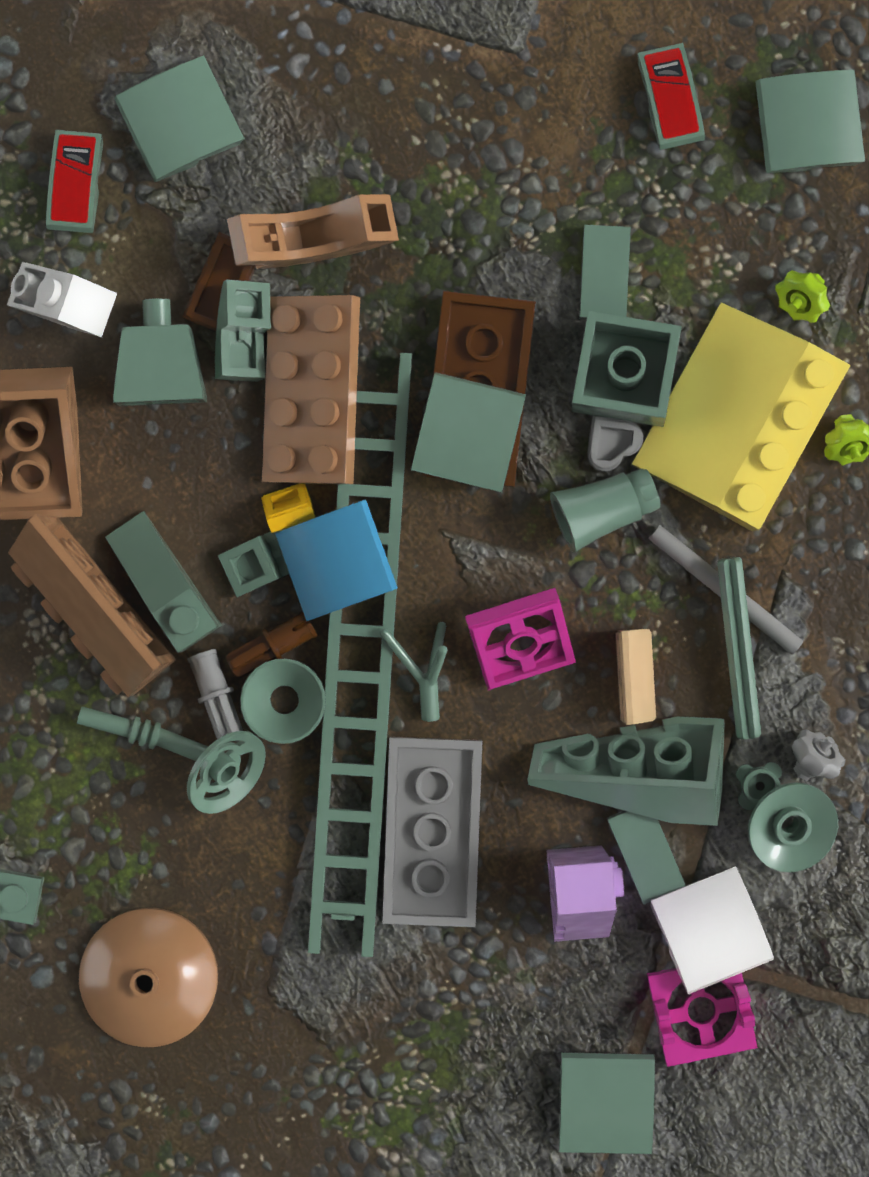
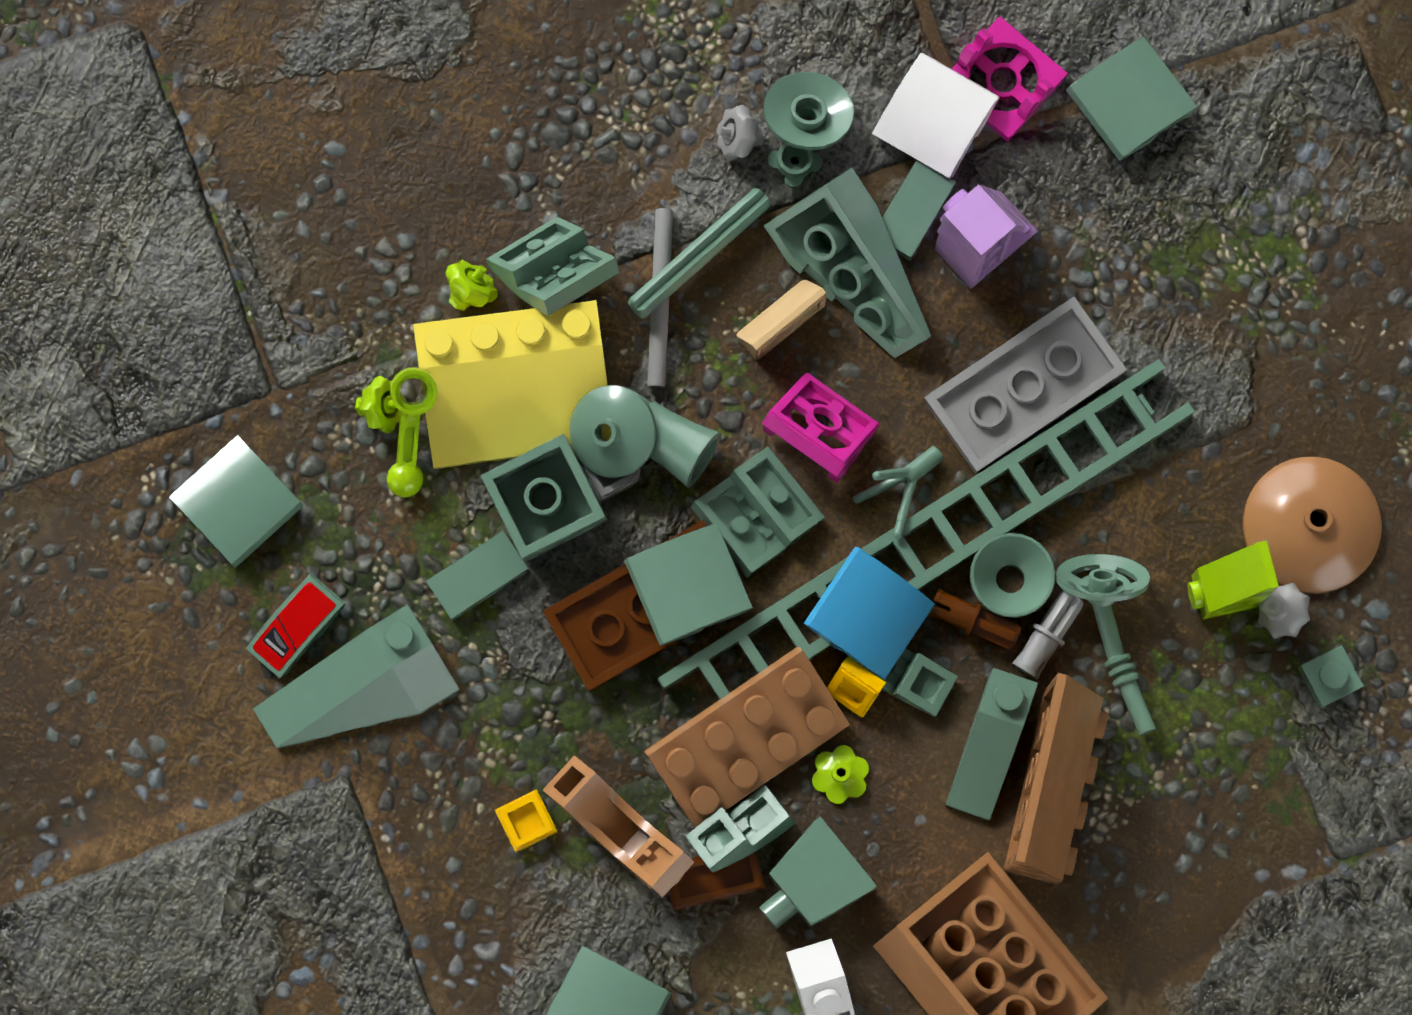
camera: 130 degrees left, 10 degrees down
(94, 899) = (1284, 611): none -> light grey piece
(141, 873) = (1233, 582): none -> lime slope
(237, 457) = (837, 787): none -> lime plant
(377, 168) = (526, 821): none -> yellow tile
(489, 537) = (758, 511): none -> sand green slope
(582, 123) = (368, 681): none -> sand green wedge
(638, 481) = (631, 427): none -> sand green dish
(729, 272) = (405, 476): none -> lime piece
(816, 517) = (552, 266): none -> sand green slope

